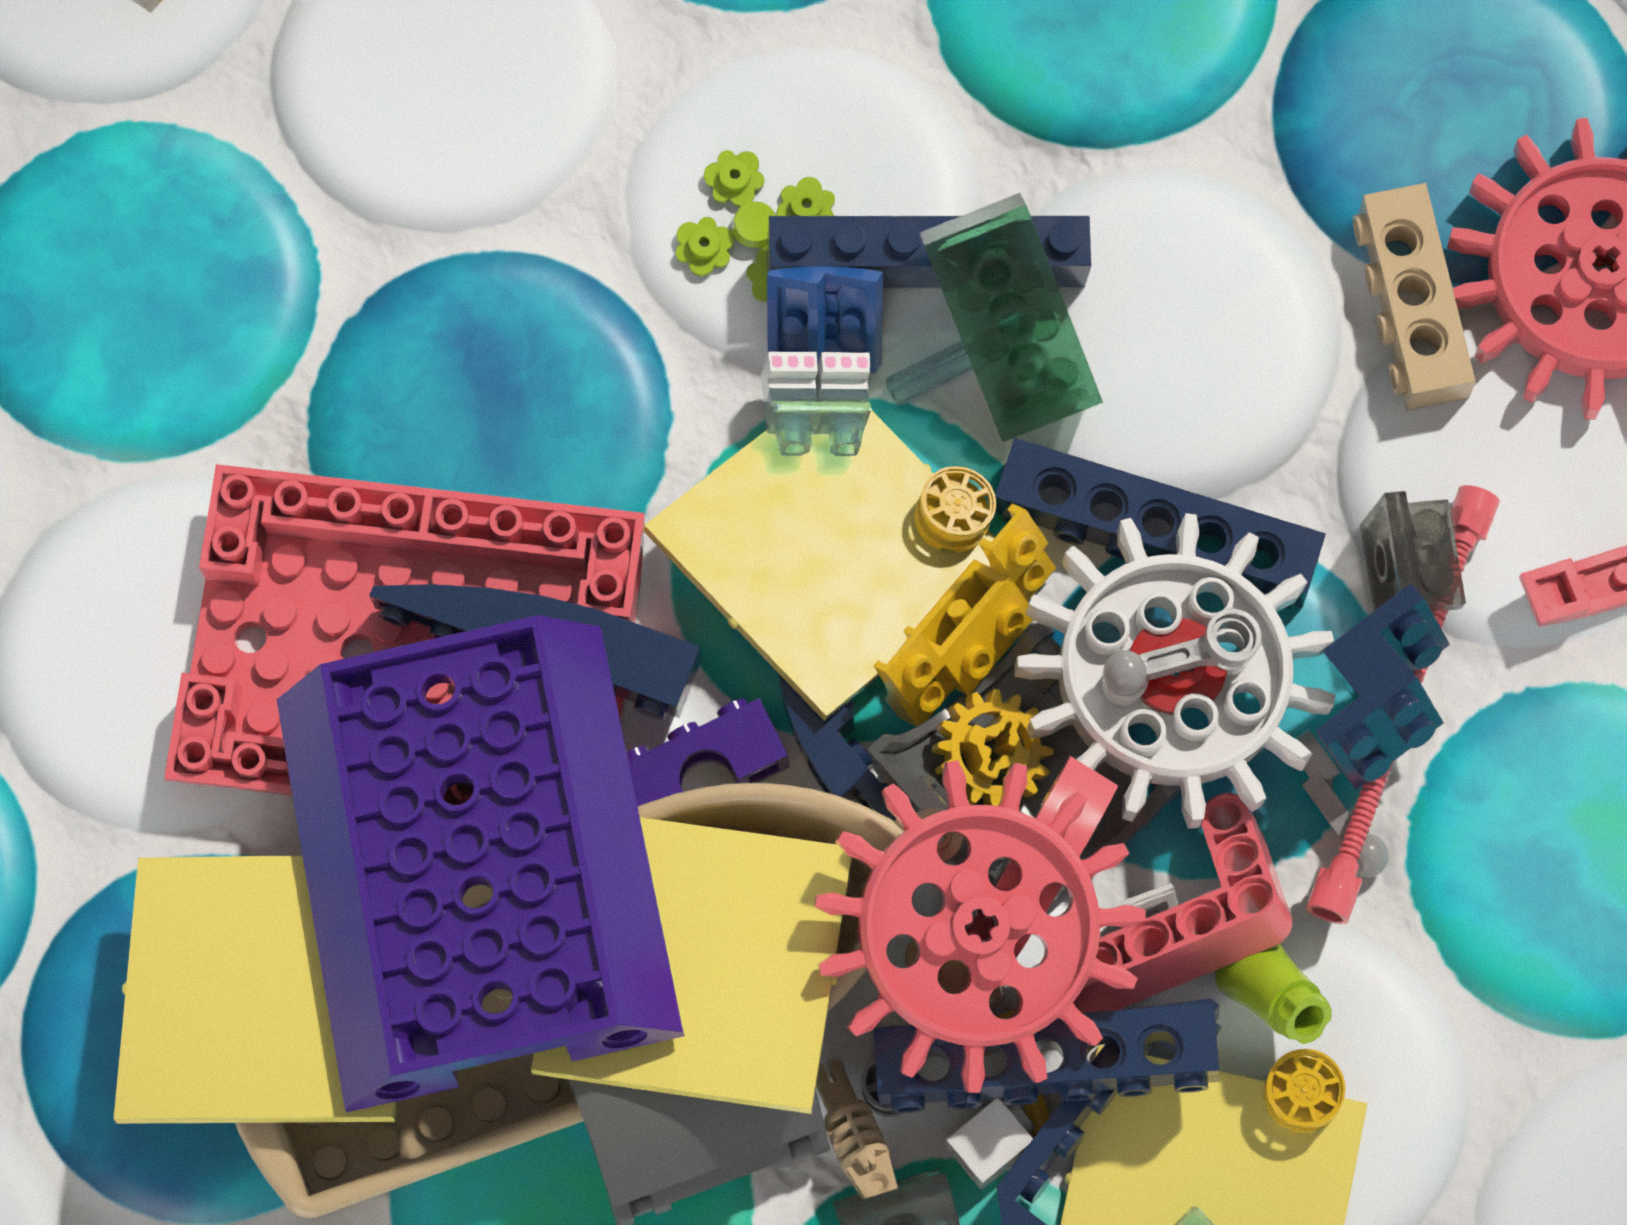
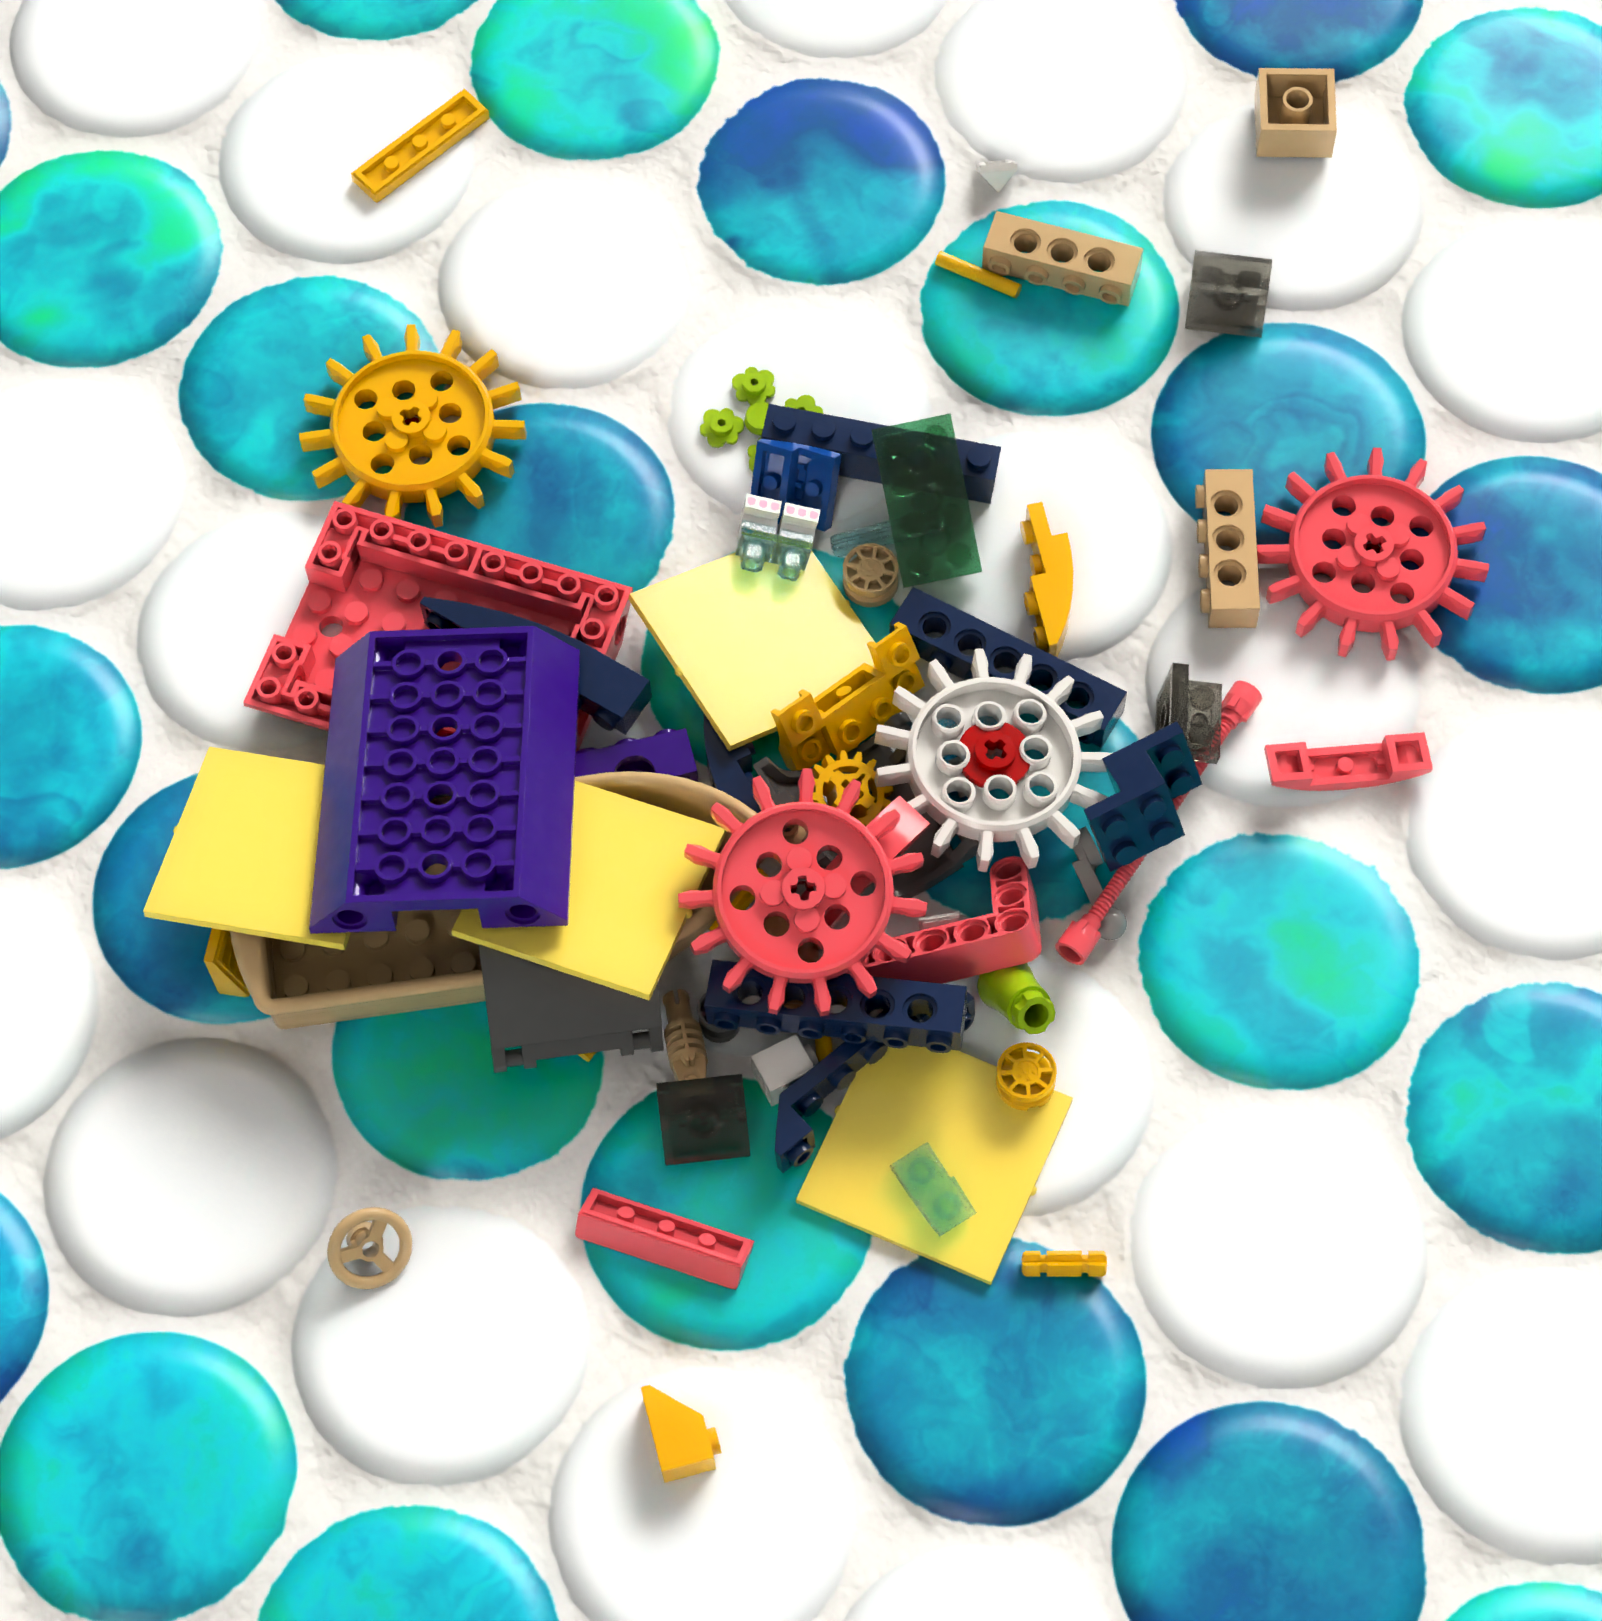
camera: 10 degrees right, 10 degrees down
(228, 1153) = (223, 965): none -> yellow slope
(281, 249) = (413, 426): none -> yellow gear
(951, 424) = (870, 576): none -> tan wheel
(954, 511) = (856, 626): yellow wheel -> none
(1127, 671) = (955, 746): light grey piece -> none
(1197, 406) = (1050, 581): none -> yellow slope

